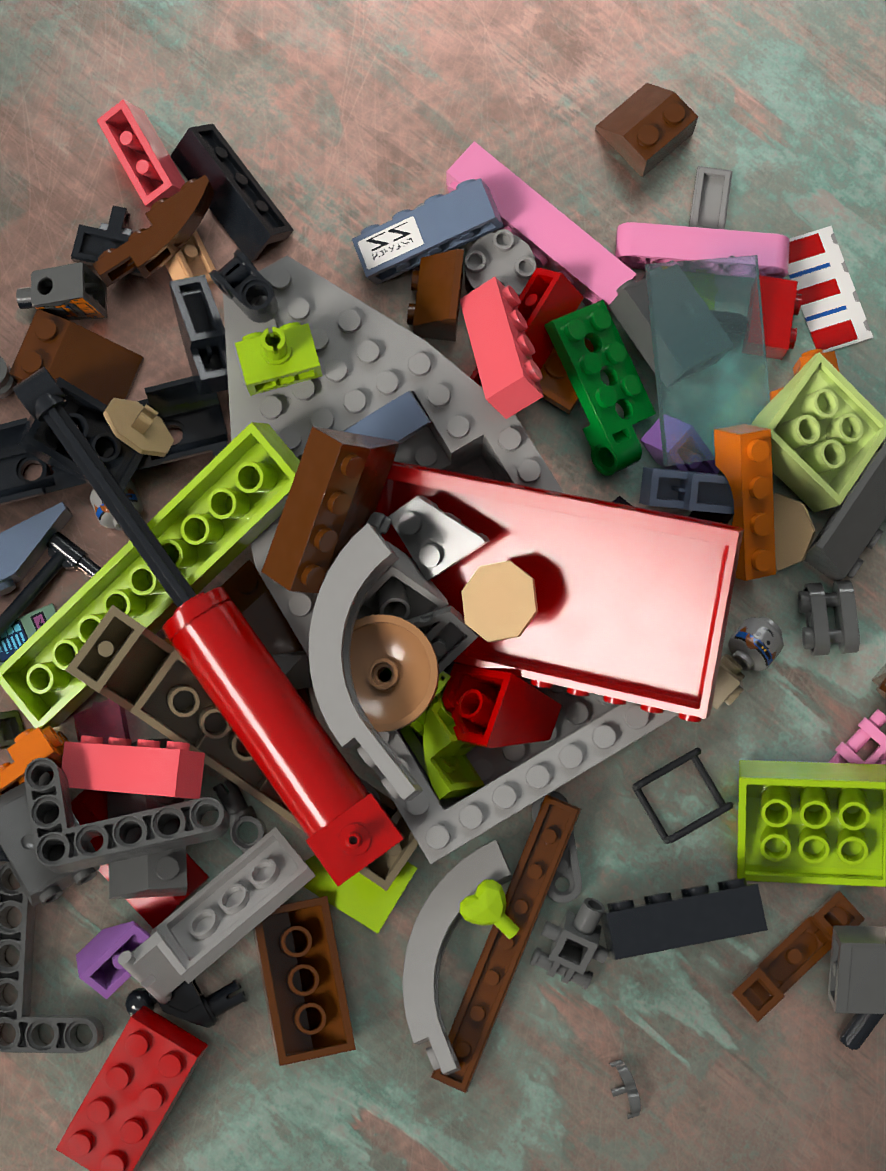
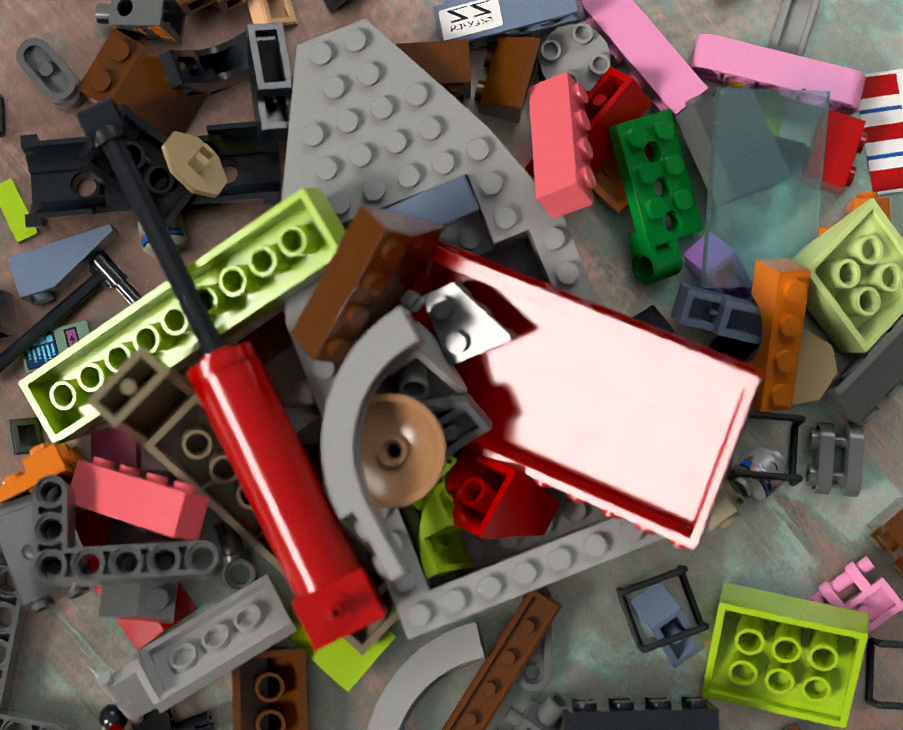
camera: 10 degrees right, 5 degrees up
(99, 958) = (81, 669): medium lavender slope -> none
(138, 334) = (207, 68): none -> black arch
(242, 283) = (316, 42): black piece -> none
(278, 357) = (340, 122): lime brick -> none
(374, 286) = (445, 62): none -> reddish brown slope
(488, 908) = (457, 686): lime rock -> none
(499, 601) = (516, 400): tan piece -> none
(685, 803) = (665, 618): none -> sand blue slope
(790, 642) = (791, 477): none -> black piece

